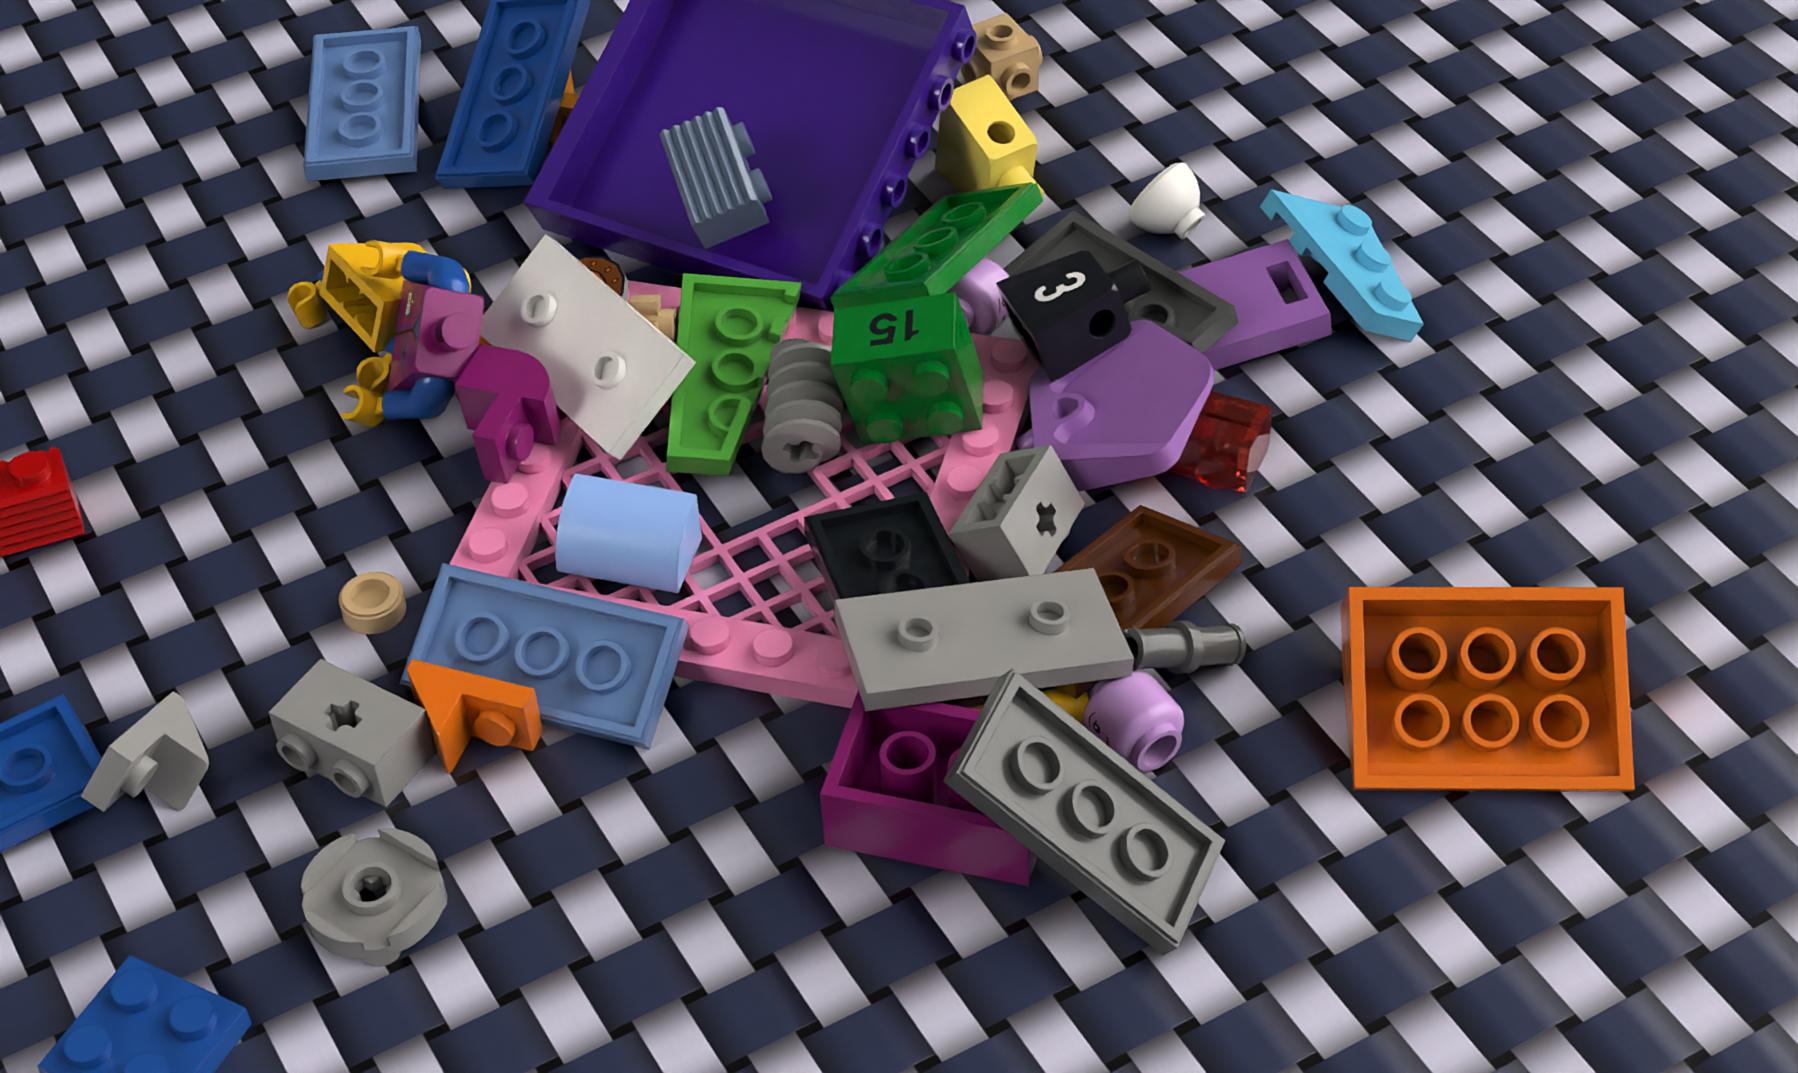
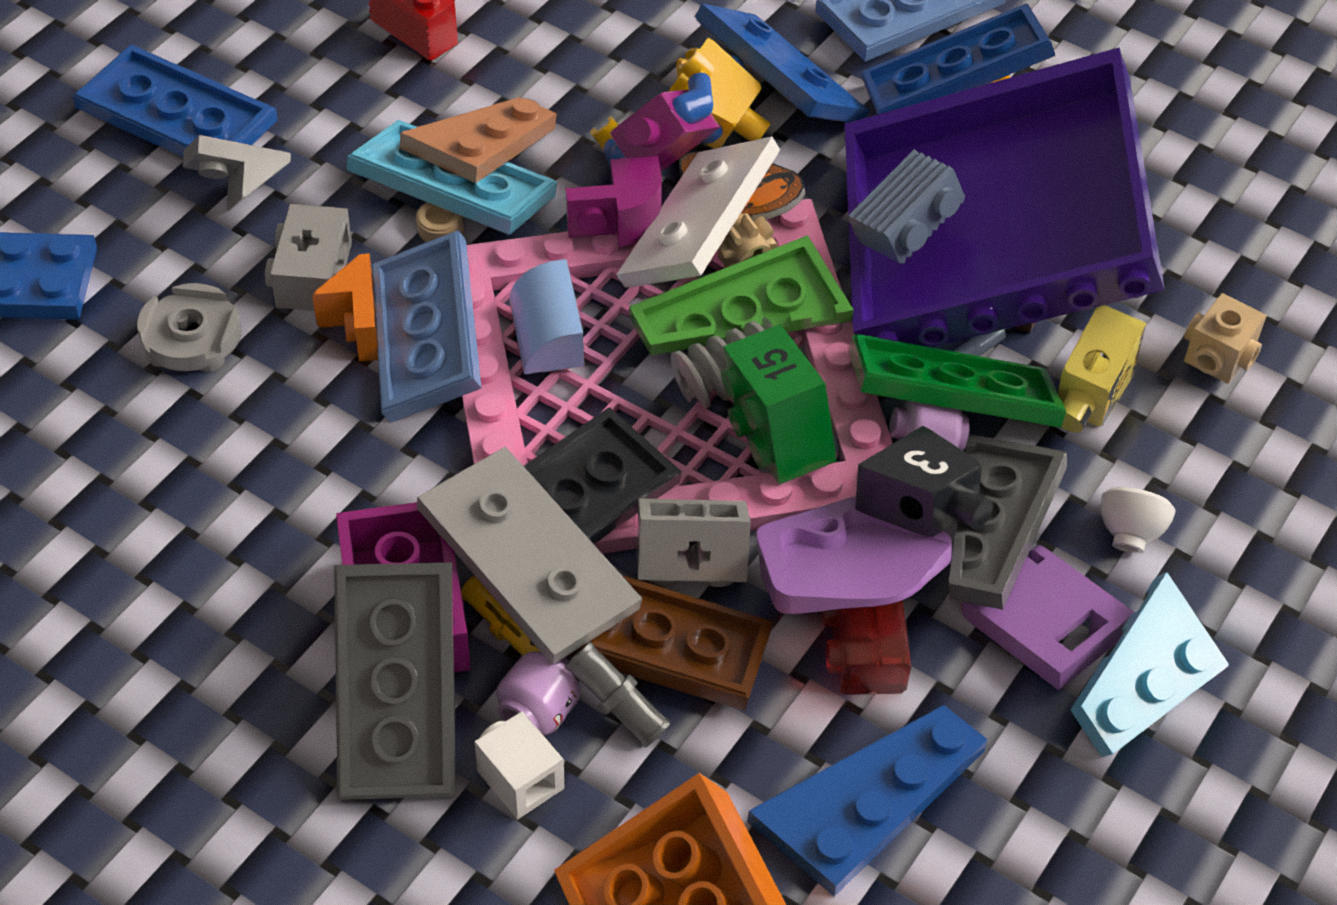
camera: 60 degrees right, 5 degrees up
(284, 512) = (480, 139): none -> nougat wing
(316, 562) = (498, 200): none -> medium azure plate
(328, 226) = (781, 64): none -> blue plate
(1220, 764) = (519, 764): none -> white brick
(1383, 508) = (862, 803): none -> blue wing

